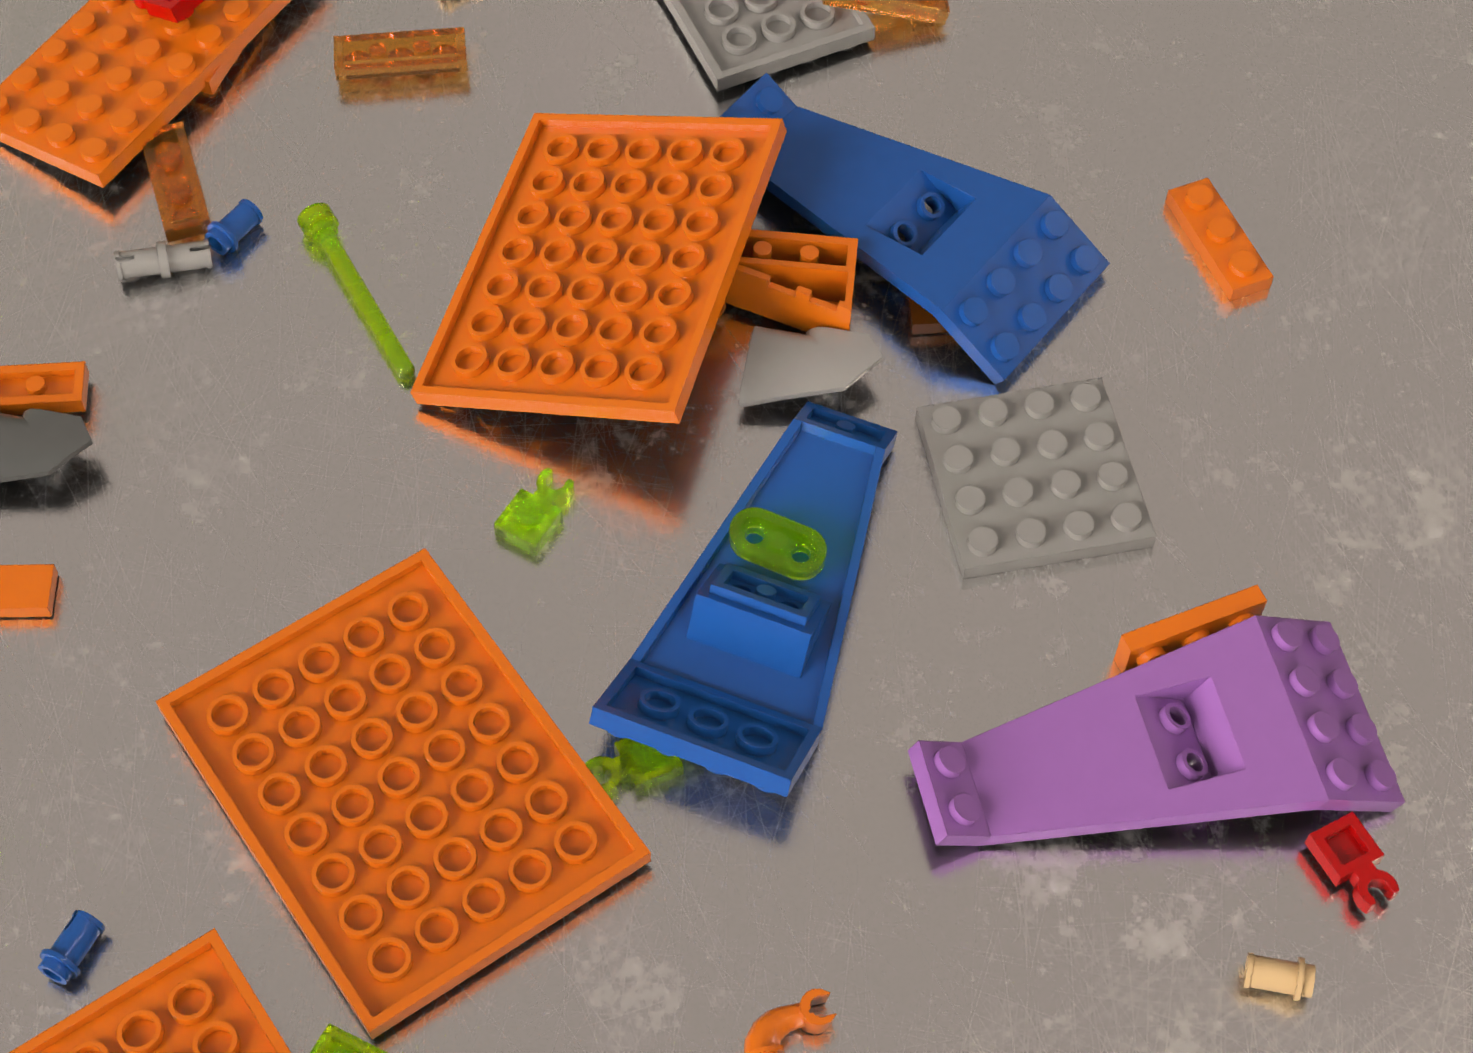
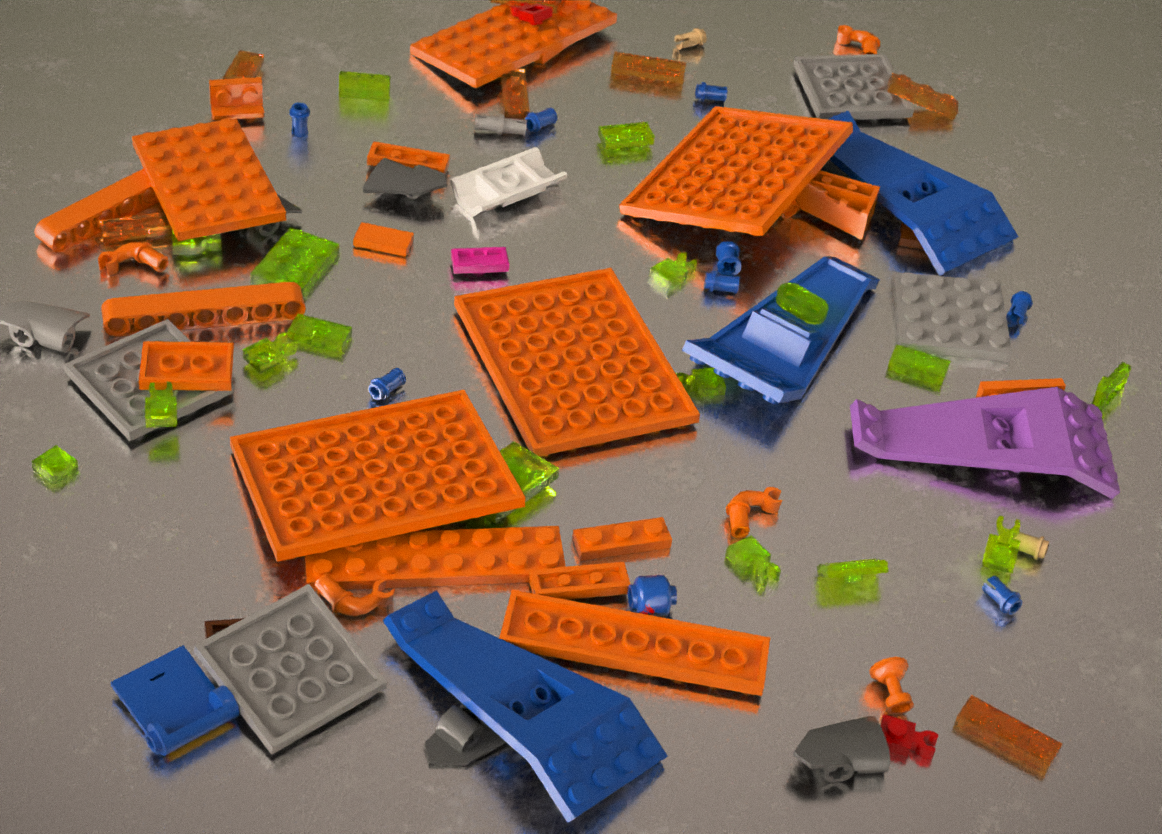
camera: 10 degrees right, 15 degrees down
(186, 594) = (480, 260): none -> dark pink plate
(197, 396) = (504, 182): none -> white piece
(321, 227) = (587, 129): clear neon green piece -> none
(391, 223) = (626, 135): none -> clear neon green plate
(520, 81) = (710, 92): none -> blue pin
(626, 519) = (721, 282): none -> blue pin
(627, 462) = (728, 255): none -> blue bush
(804, 365) = (832, 238): light grey panel -> none
(1004, 606) = (919, 364): none -> clear neon green plate
(1145, 427) = (1020, 304): none -> blue pin
(1219, 239) = (1084, 241): orange plate -> none
(1238, 1011) = (1002, 549): none -> clear neon green plate
(1336, 567) = (1111, 386): none -> clear neon green plate
(1351, 854) = (1083, 504): red plate -> none

